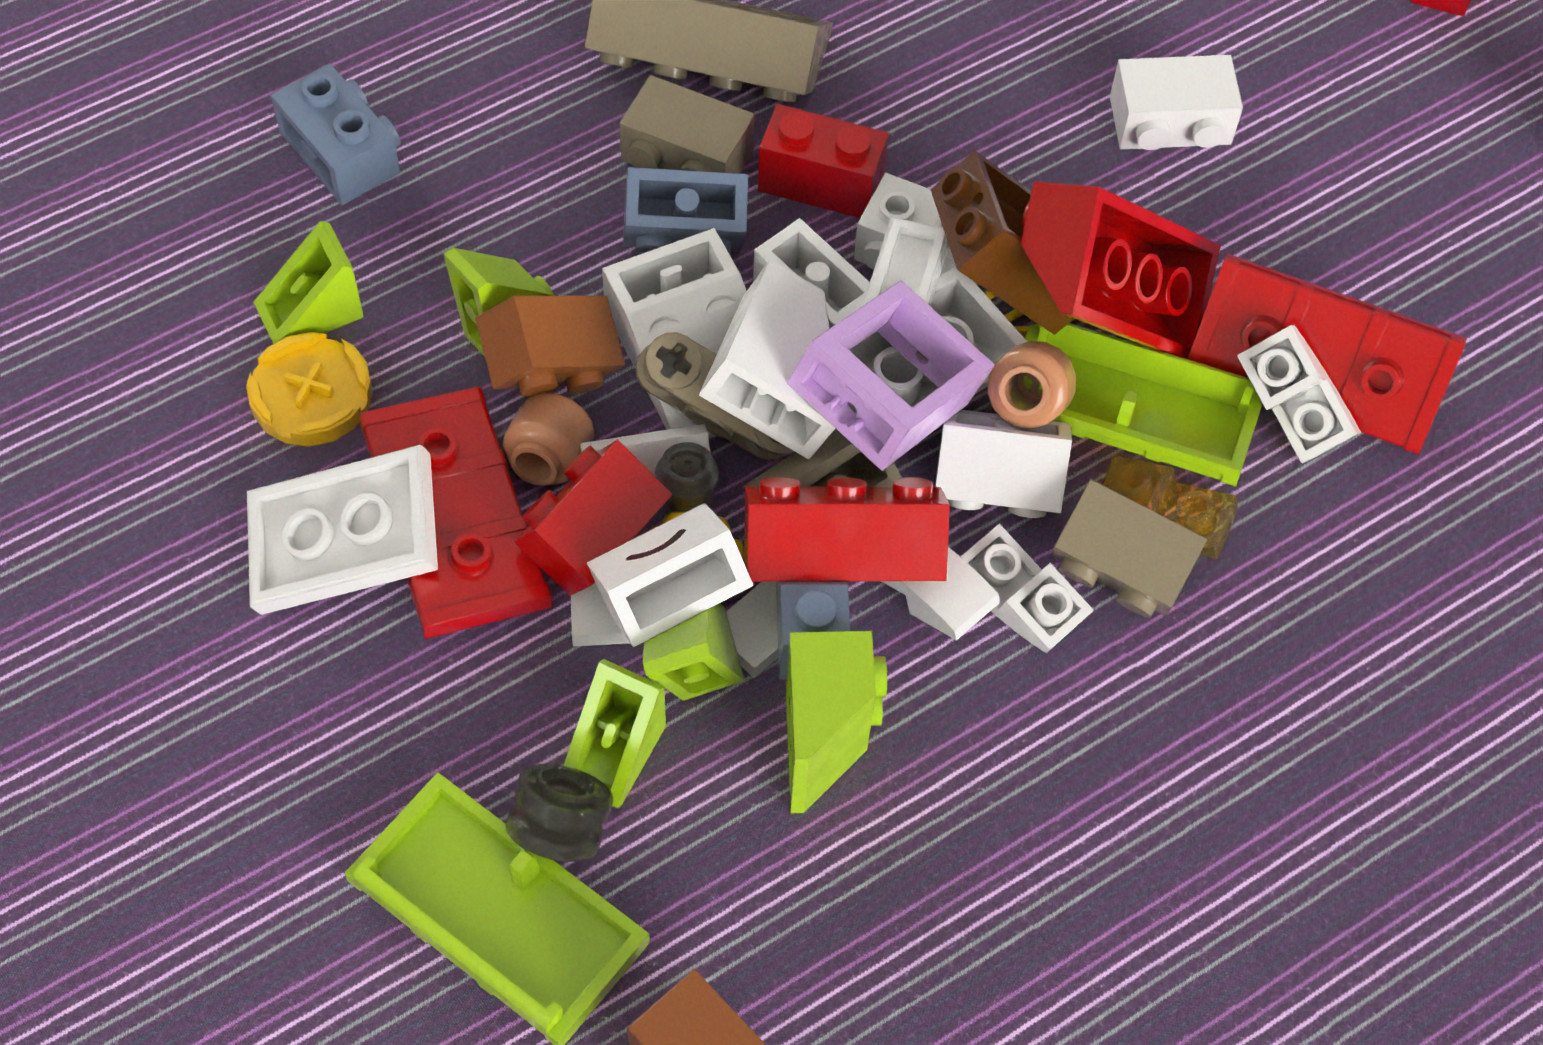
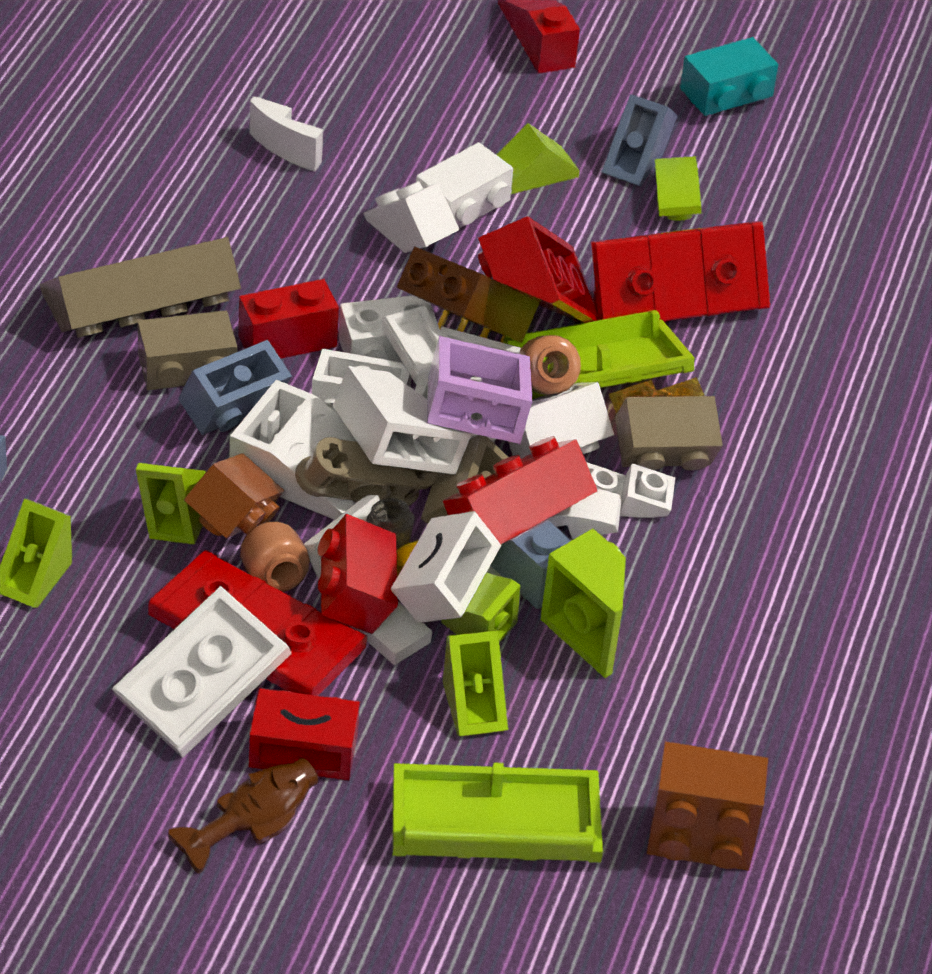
camera: 40 degrees left, 15 degrees down
(269, 726) = (260, 805): none -> reddish brown animal
(309, 389) = (83, 618): yellow tile -> none
(385, 670) = (305, 727): none -> red brick
(559, 812) = (489, 738): clear smoke wheel -> none
(1080, 109) = (413, 216): none -> white slope
(1294, 111) = (536, 160): none -> lime slope
(1299, 393) = (686, 303): white slope -> none
(1440, 234) = (678, 187): none -> lime slope
(1445, 149) = (639, 140): none -> sand blue slope

